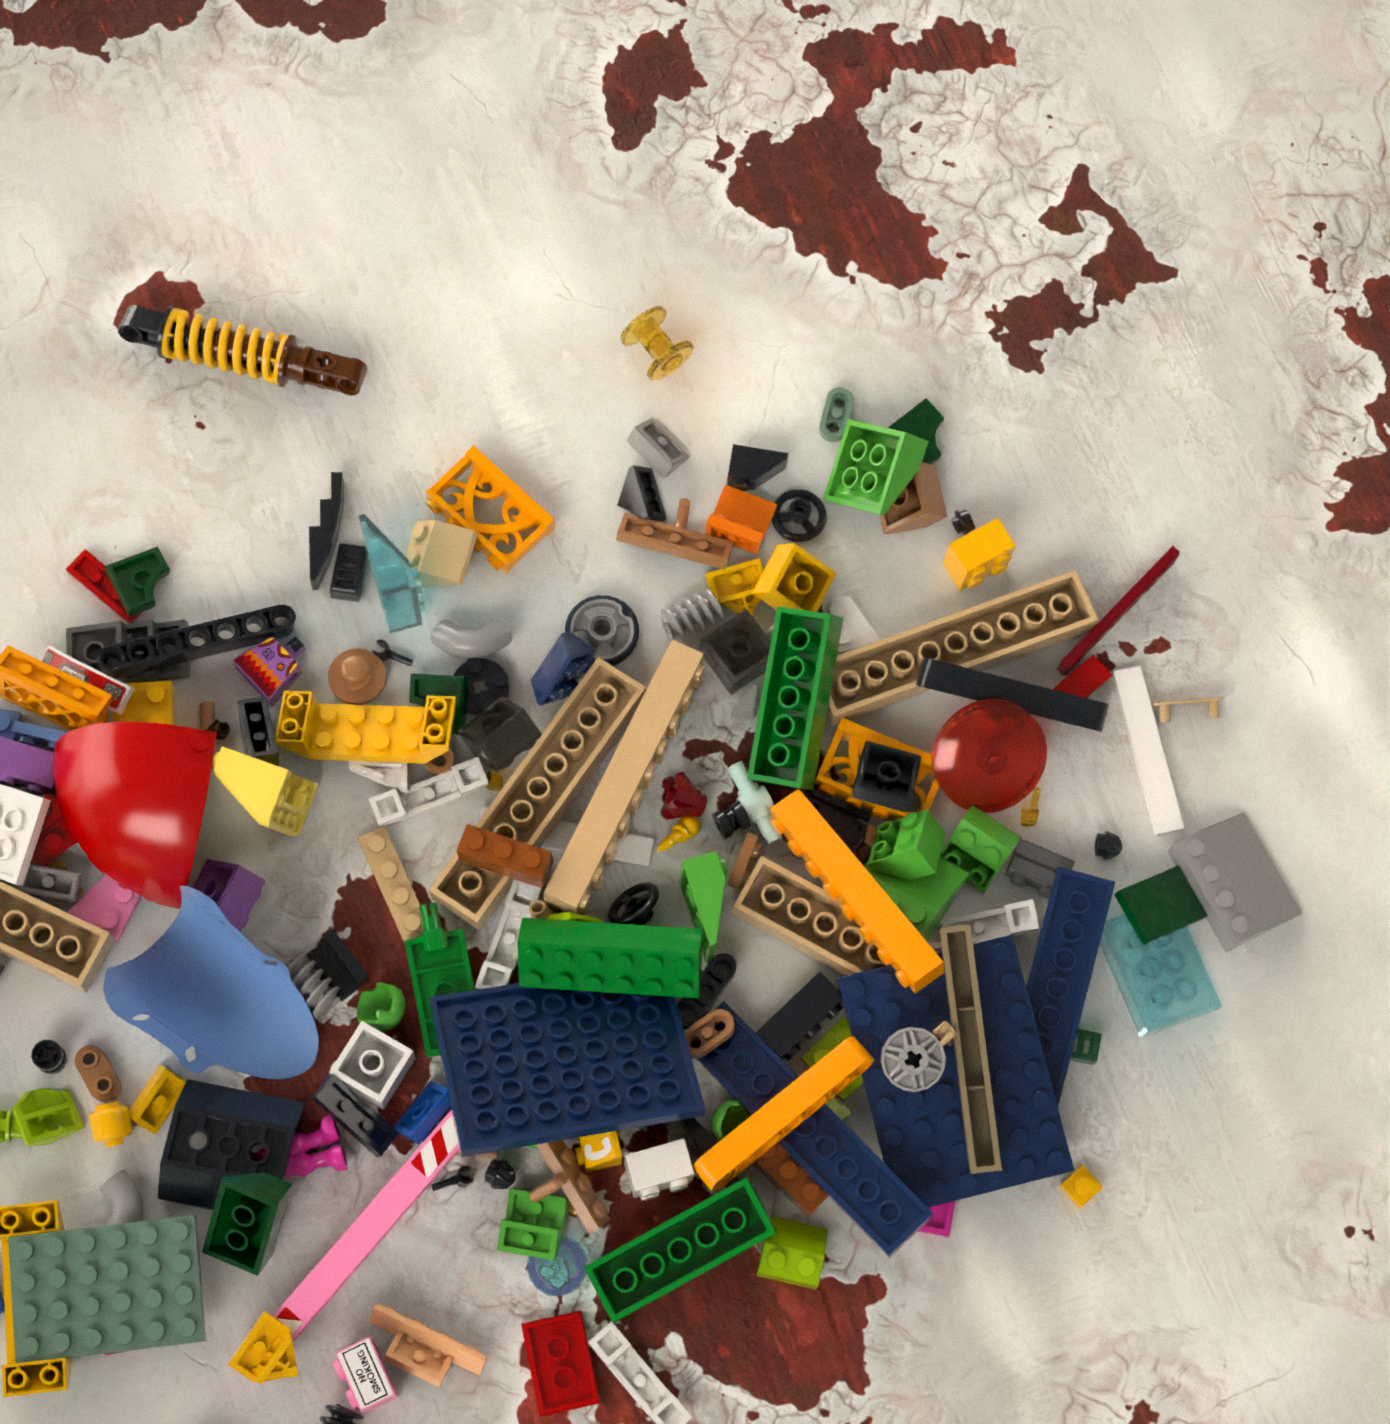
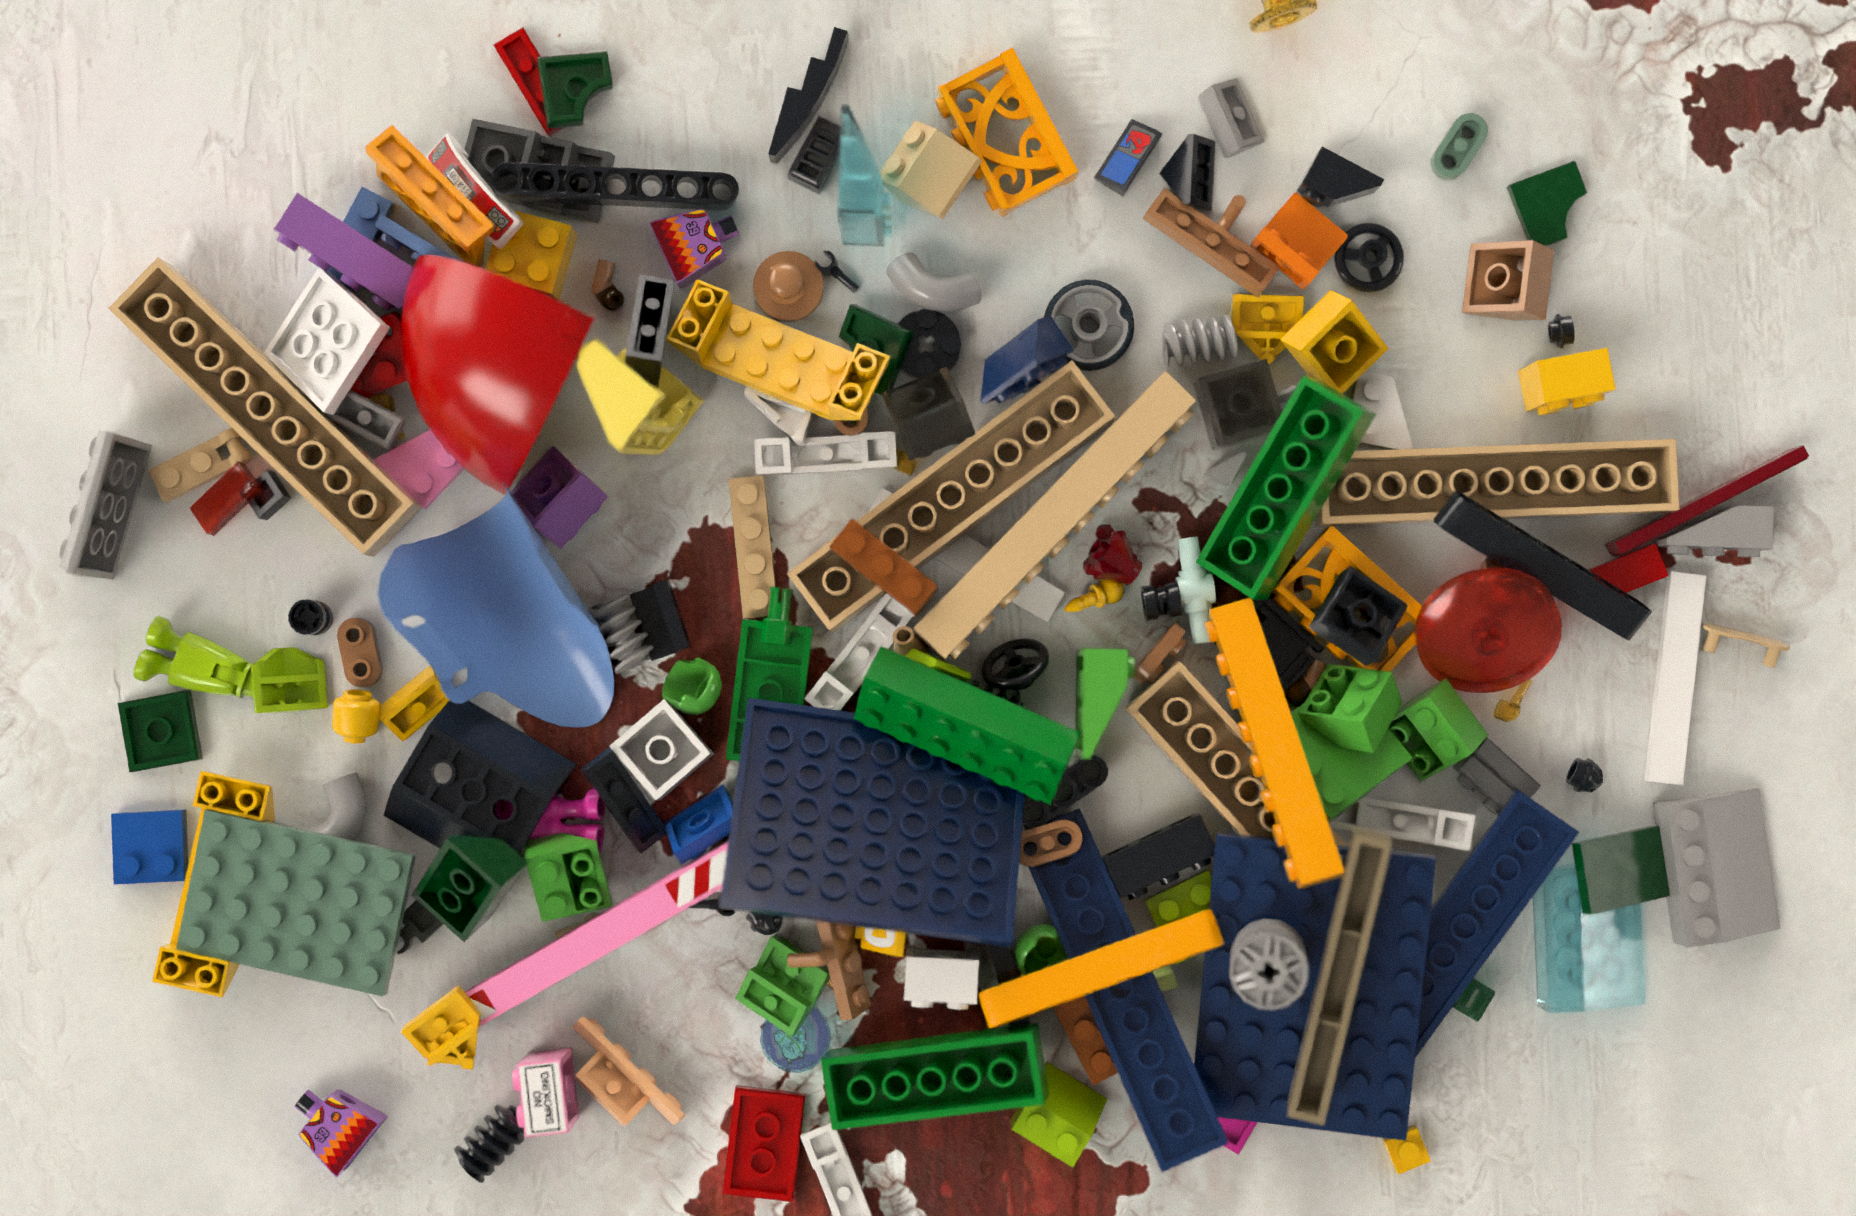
camera: 25 degrees right, 15 degrees up
(215, 1275) = (417, 923): none -> pearl dark grey plate
(328, 1190) = (566, 875): none -> bright green slope
(589, 499) = (1128, 156): none -> slope
(873, 466) = (1479, 232): bright green slope -> none
(945, 1033) = (1316, 954): tan hand -> none
(1148, 624) = (1733, 528): none -> light grey slope

